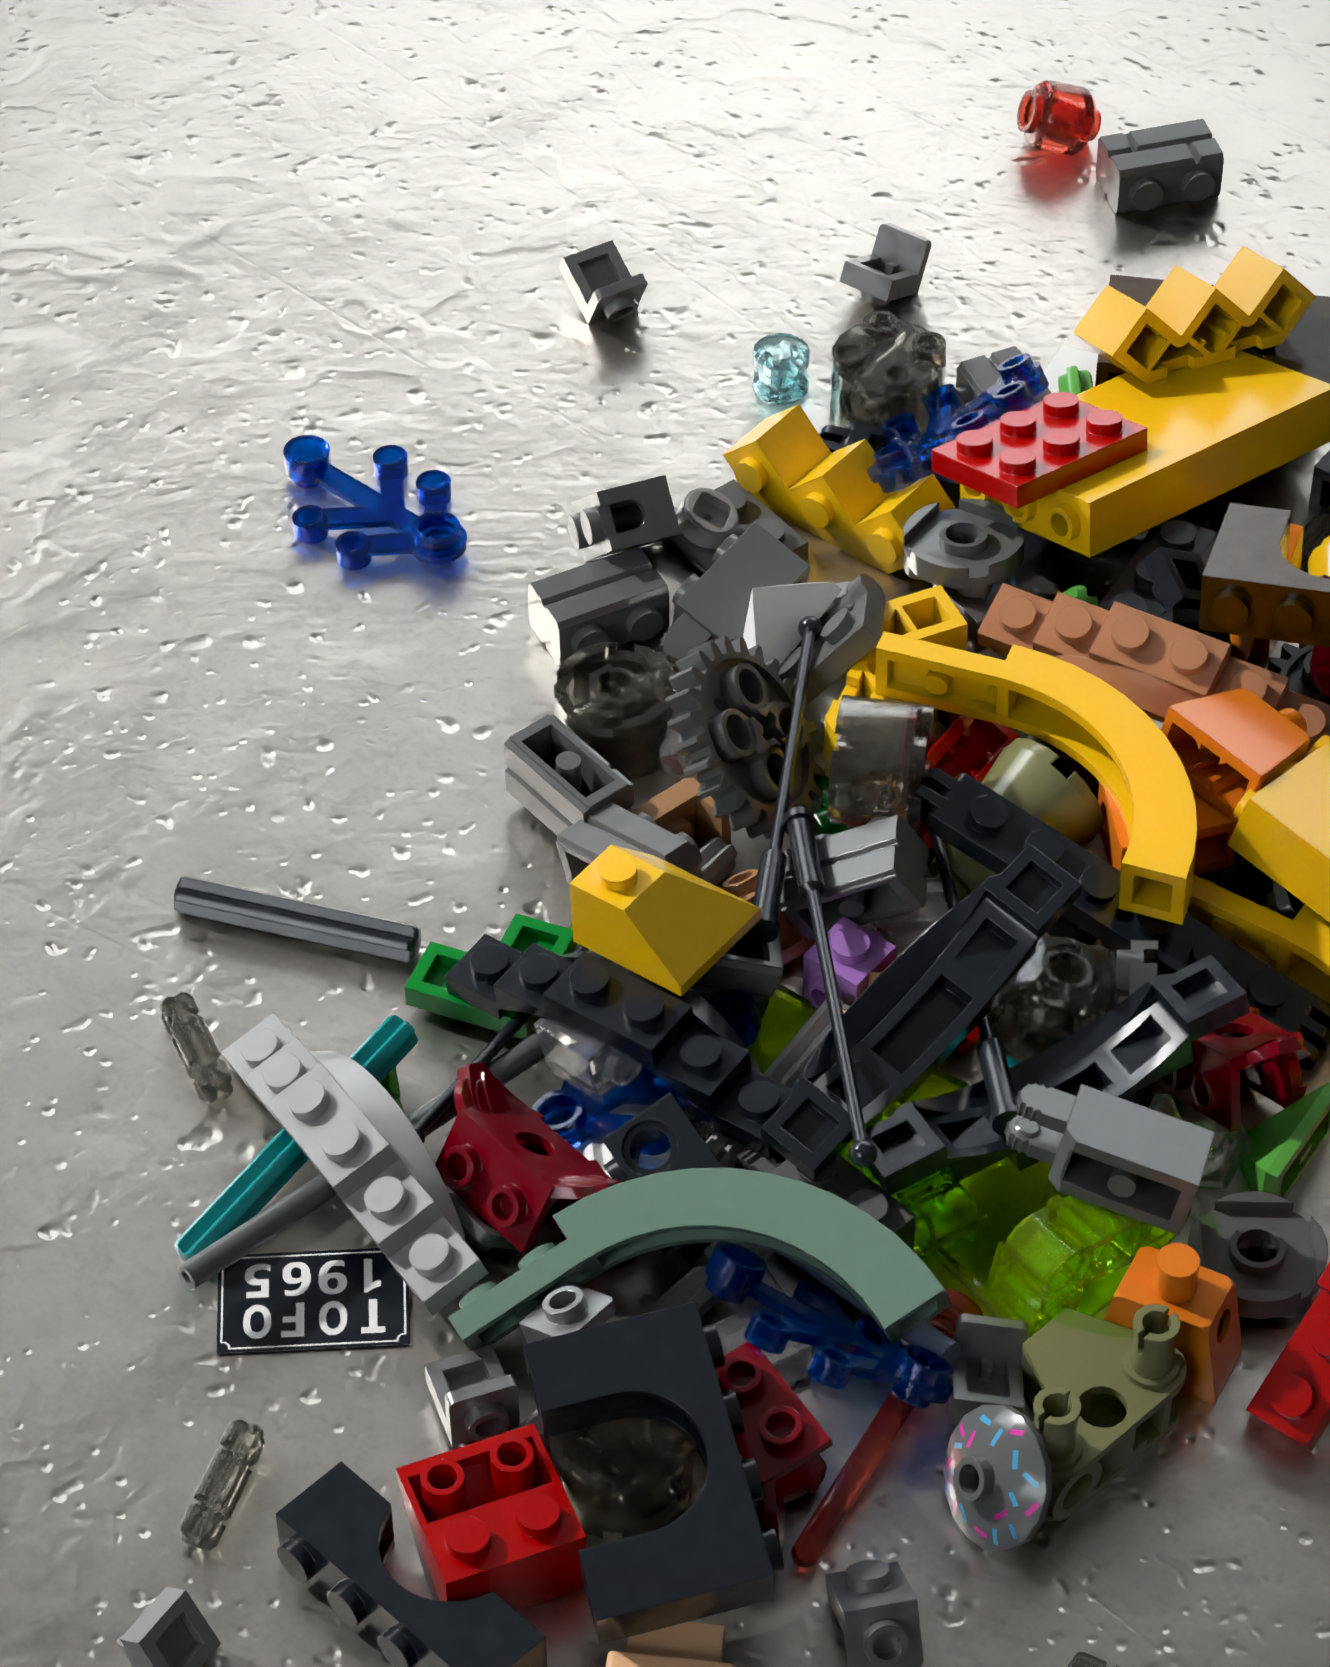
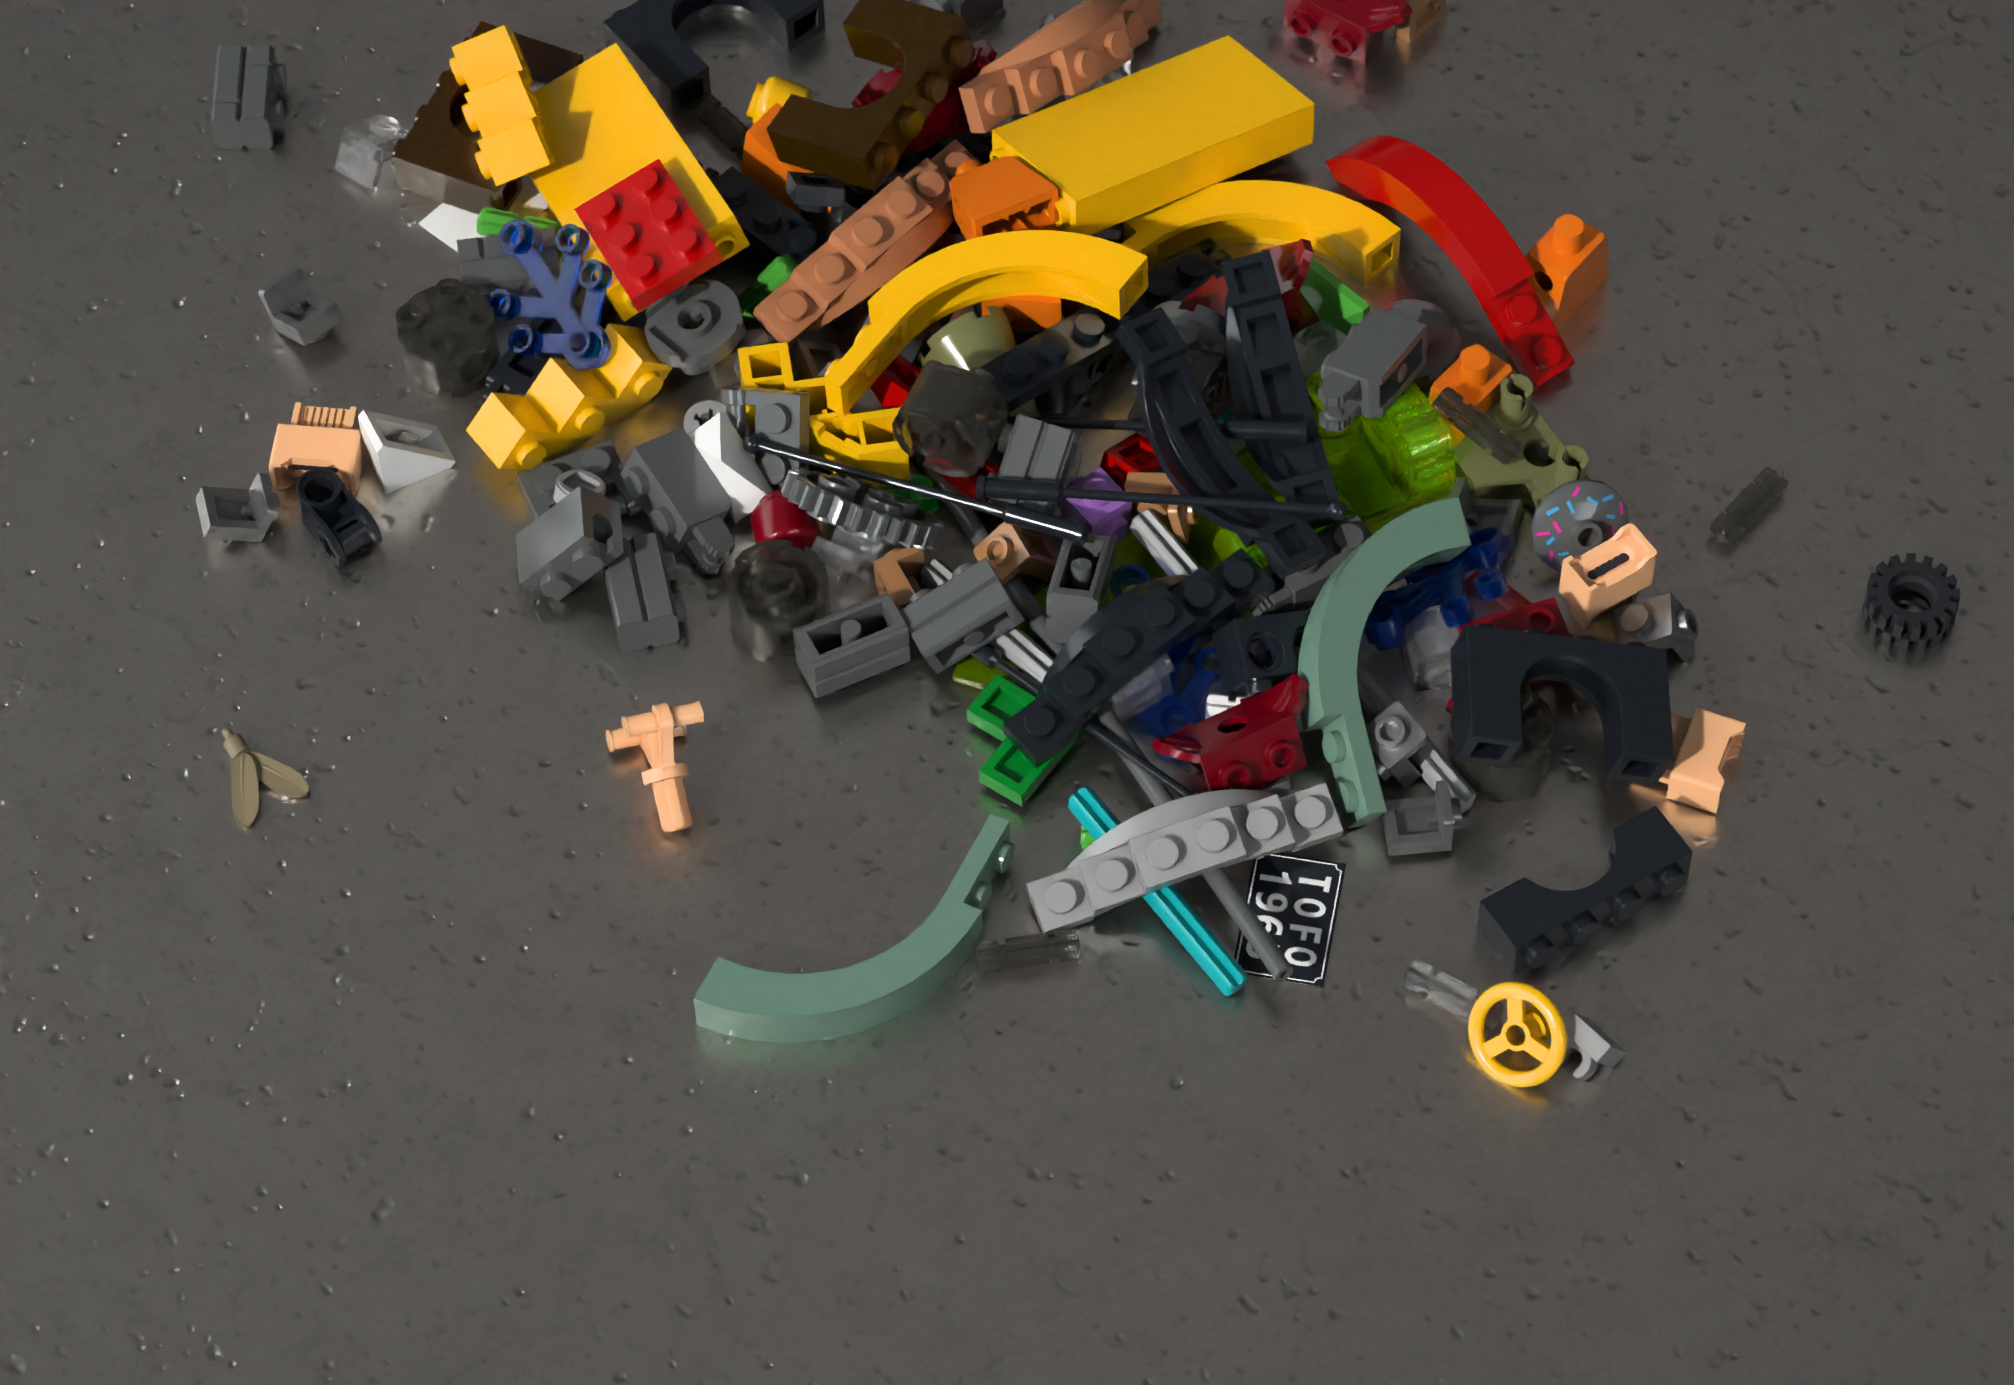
camera: 75 degrees left, 10 degrees up
(146, 942) = (869, 993): none -> sand green arch
(159, 1552) = (1537, 1021): none -> yellow piece
(286, 378) = (253, 768): none -> dark tan piece
(297, 919) = (912, 863): axle -> none
(365, 652) = (655, 735): none -> light nougat axle
(430, 538) = (451, 726): clear blue plant -> none
(494, 1521) = (1548, 825): red slope -> none
(620, 352) = (337, 523): none -> black piece
(655, 917) = (1078, 583): yellow slope -> none
(708, 324) = (318, 440): none -> light nougat piece
(726, 377) = (402, 449): none -> white slope
(781, 368) = (392, 395): clear light blue wheel -> none
(914, 1514) = (1607, 575): none -> light nougat piece
(1058, 117) = (153, 146): clear red head -> none
(1091, 1305) = (1477, 426): none -> clear smoke axle
(1135, 259) = (367, 147): none -> clear bracket

